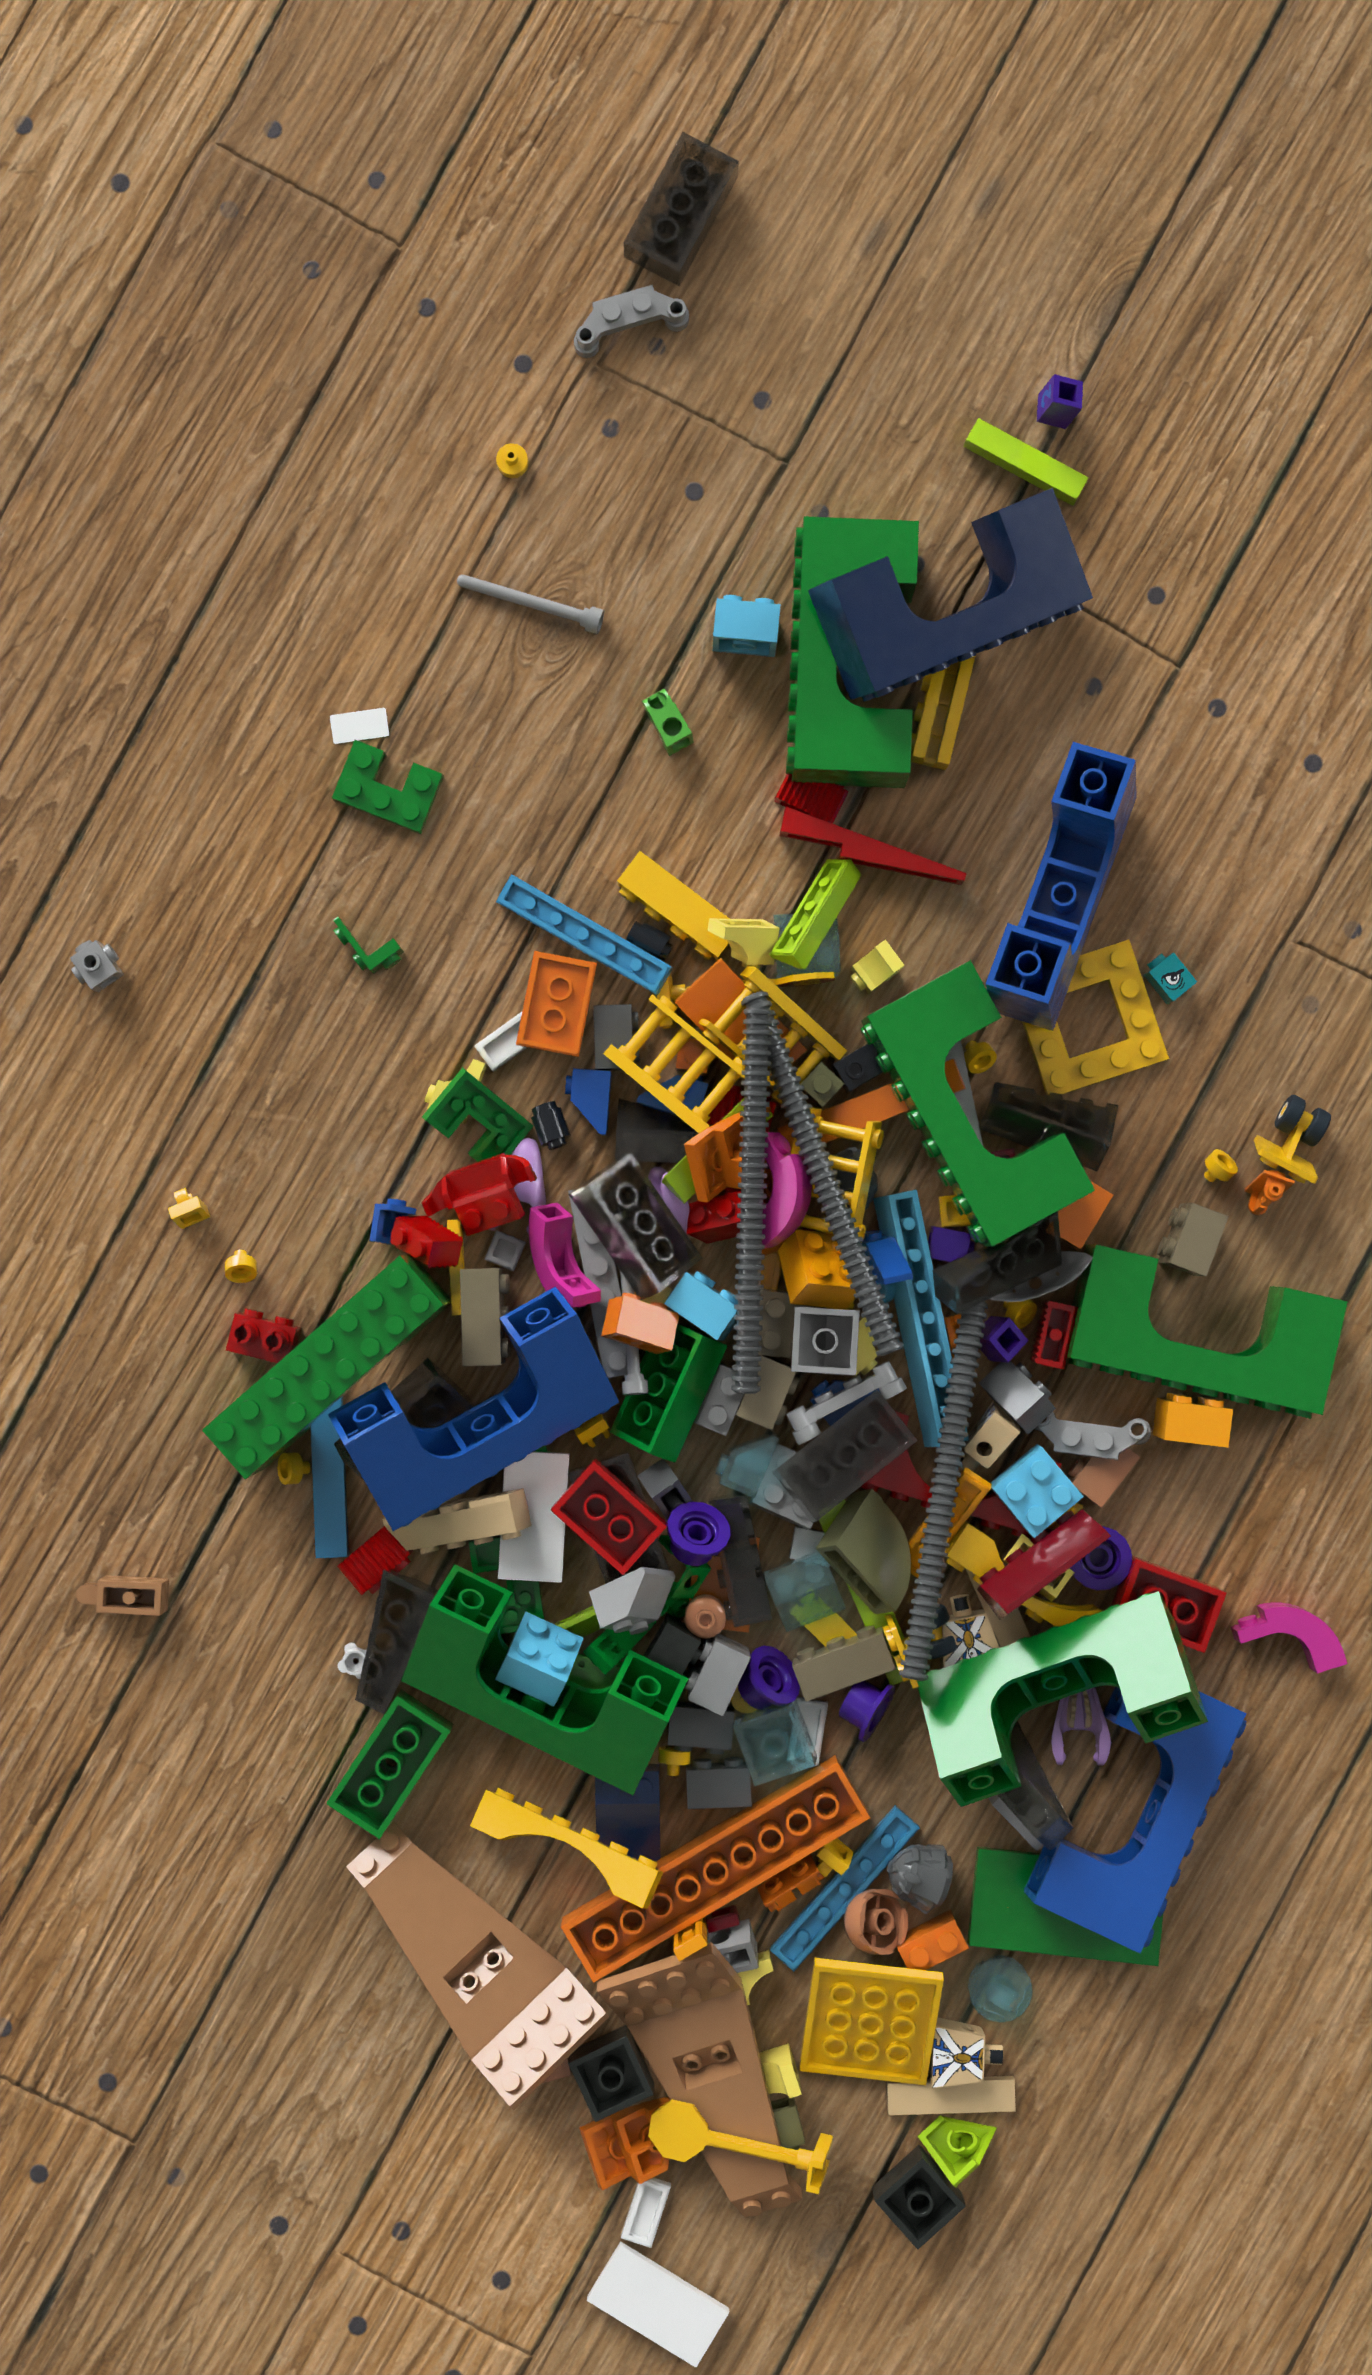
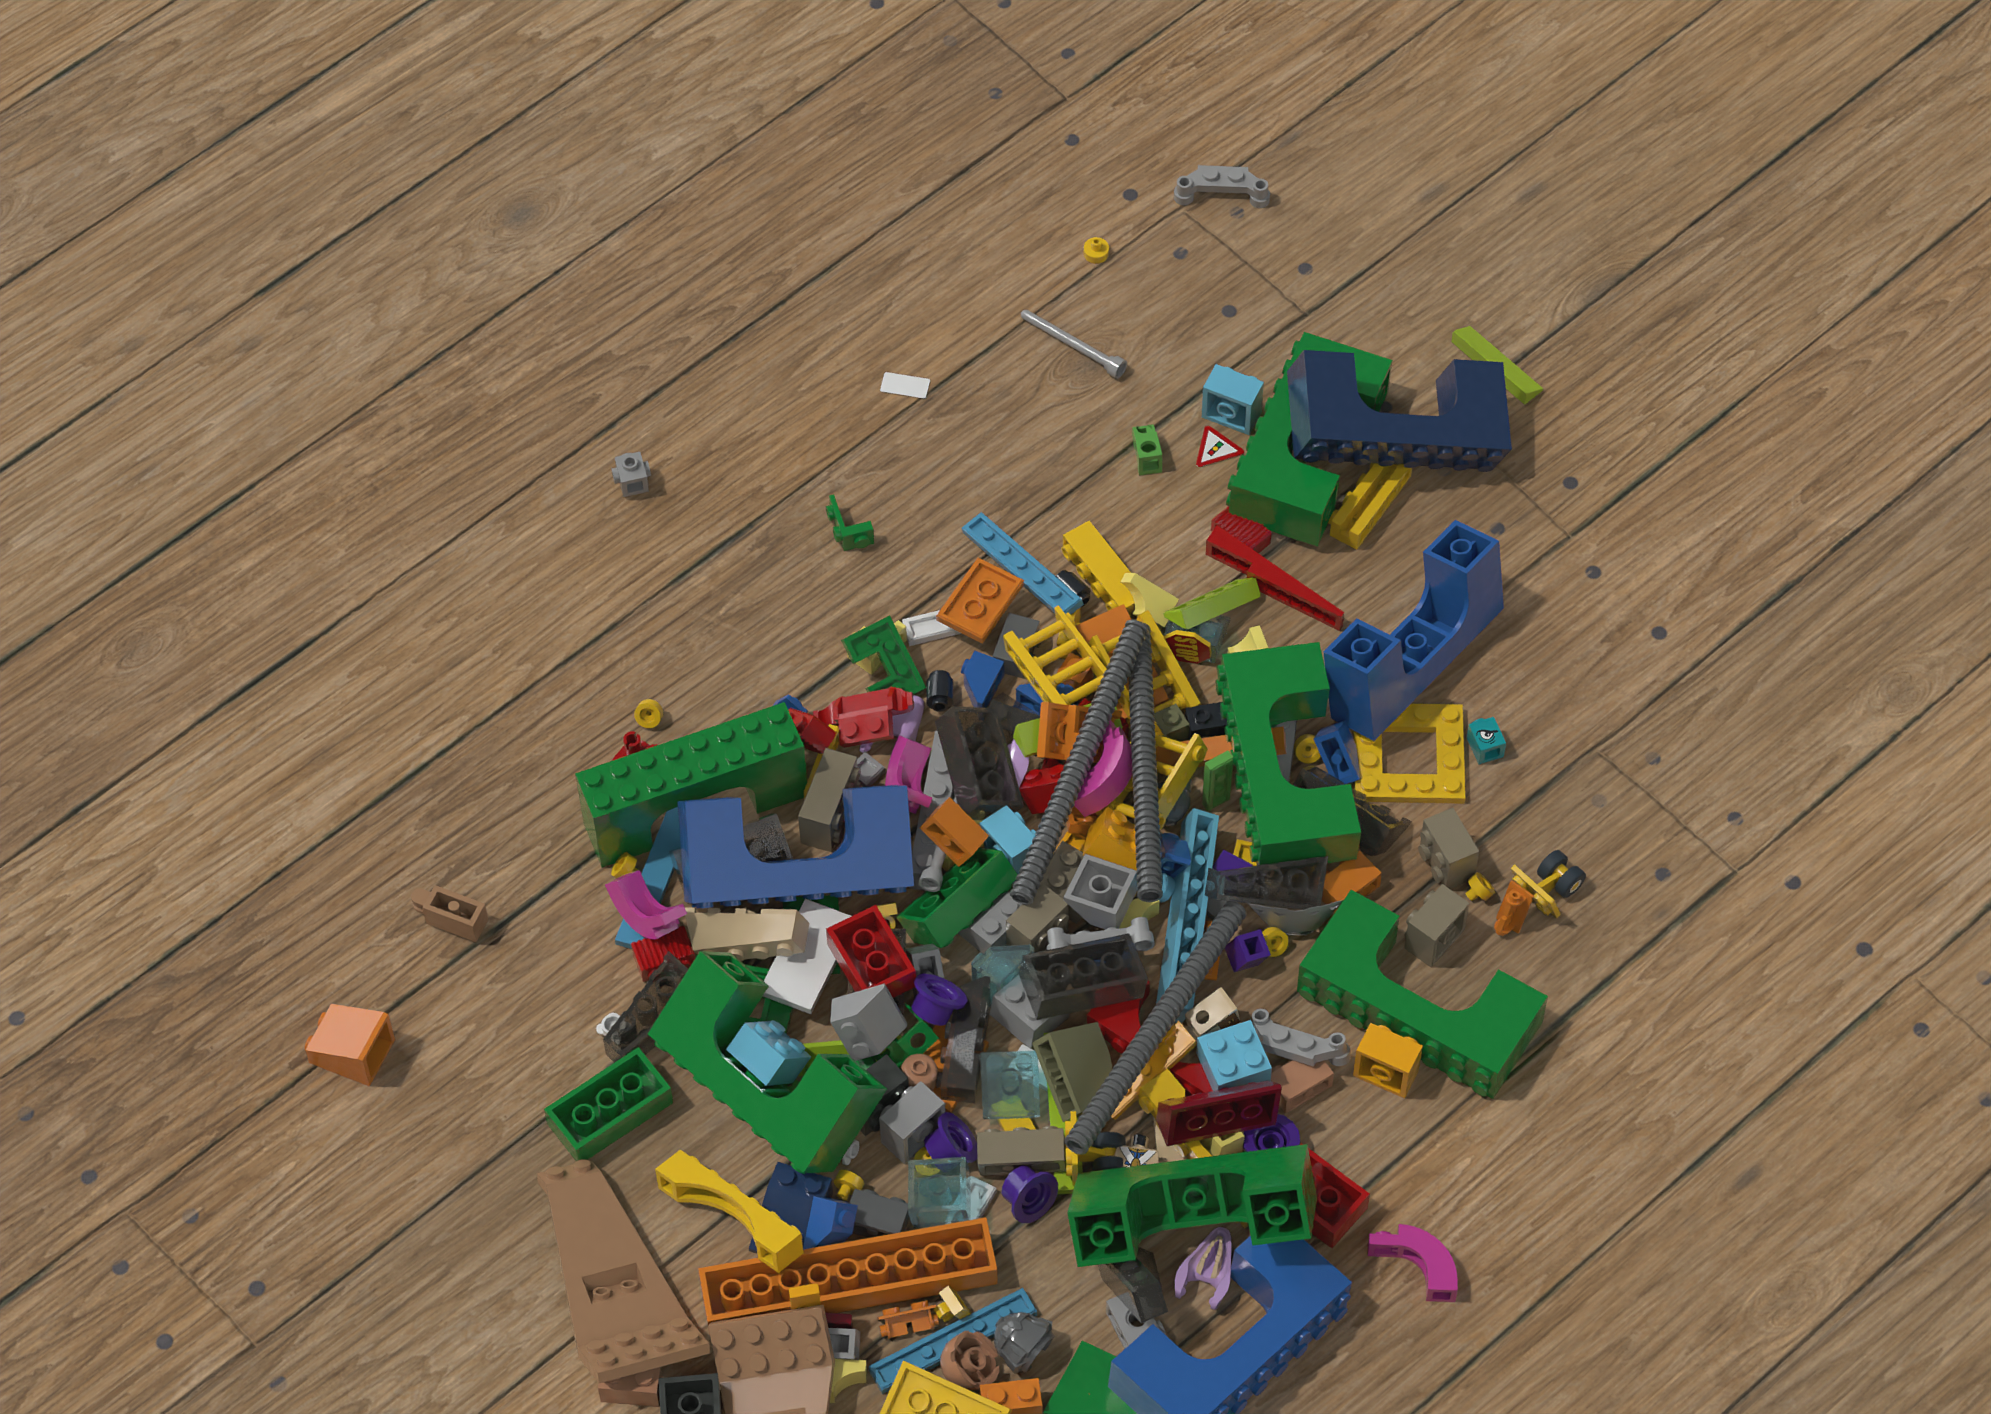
camera: 25 degrees right, 30 degrees down
(84, 1786) = (351, 1042): none -> orange slope
(188, 1209) = (625, 661): yellow tile -> none
(335, 1524) = (641, 909): none -> dark pink arch
(361, 791) = (889, 427): green plate -> none
(675, 1821) = (829, 1222): none -> blue slope
(681, 209) = (1288, 128): clear smoke brick -> none
(701, 1728) = (880, 1166): dark grey brick -> none
(743, 688) = (1216, 447): none -> sticker
(903, 1150) = (1217, 780): none -> bright green tile
(1015, 1053) = (1338, 752): none -> blue slope
(1018, 1395) = (1248, 992): dark grey brick -> none
(1053, 1334) = (1285, 969): red brick -> none
(1059, 401) = (1535, 327): dark purple brick -> none
(1176, 1140) = (1448, 849): none -> dark tan brick

